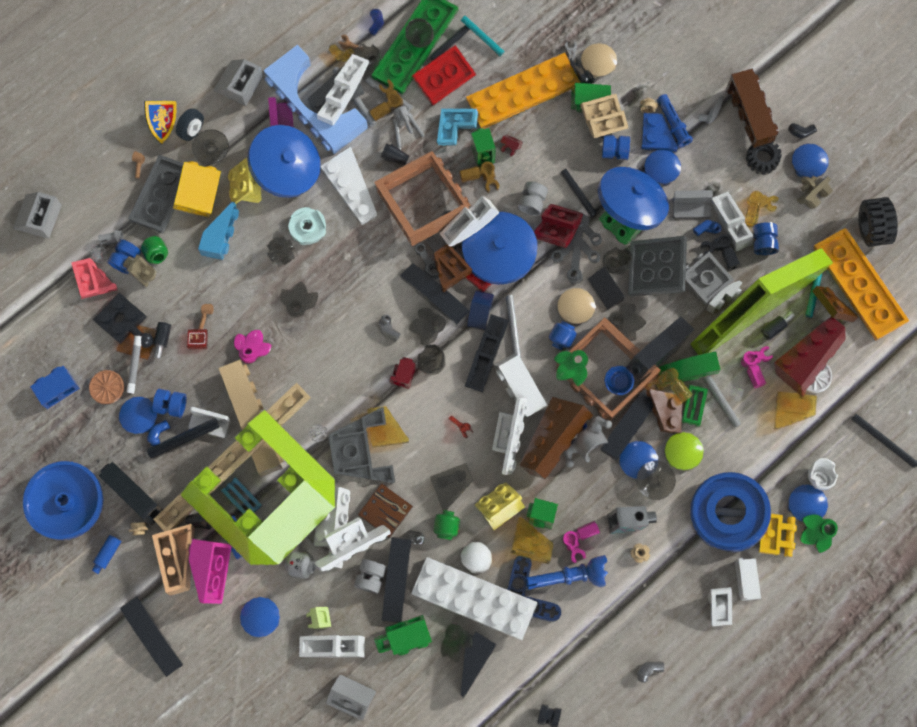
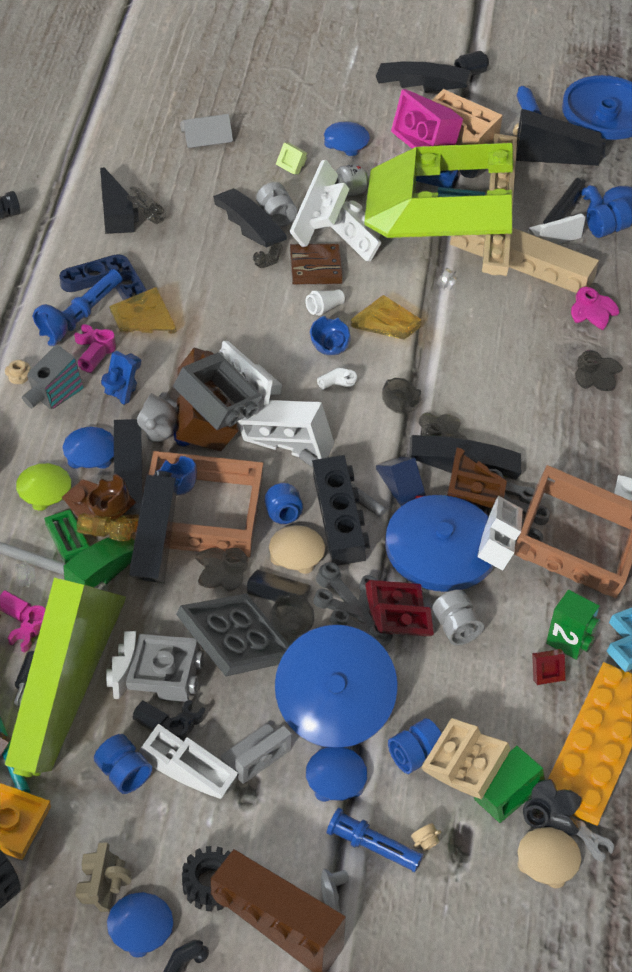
camera: 135 degrees right, 25 degrees down
(105, 623) = (474, 61): none -> black brick
(332, 646) = (257, 149): white slope -> none
(352, 452) = (398, 281): dark grey wing -> none
(386, 328) = (479, 401): flat silver arm -> none
(403, 373) = (417, 368): dark red brick -> none
(404, 636) = (198, 184): green brick -> none
(410, 471) = (322, 301): none -> white cone
(434, 435) = (330, 336): none -> blue hair
(446, 525) = (243, 279): green head -> none
(451, 407) = (338, 377): none -> white arm
(451, 484) = (272, 314): clear smoke wing -> none
(463, 427) = (305, 363): clear red hand -> none
(474, 598) = (159, 243): white plate -> none
(476, 557) = (188, 276): white hair -> none
(486, 170) = (538, 617): pearl gold bar -> none
(486, 353) = (351, 442): black slope -> none
(500, 505) = (205, 320): light yellow bracket -> none
(542, 513) = (152, 330): green brick -> none
(554, 283) = (335, 492): none -> black brick
(560, 429) = (216, 368): none -> dark grey window
(569, 368) = (242, 466): green plate -> none
(578, 192) = (425, 675): black bar -> none
(589, 489) = (120, 377): none -> blue hips
(657, 134) = (384, 811): blue wing -> none
(665, 478) = (53, 434): clear smoke dish -> none
(667, 393) = (109, 497): none -> reddish brown hair
(707, 226) = (216, 737): blue arm -> none
(755, 201) = (175, 811): clear yellow bar -> none

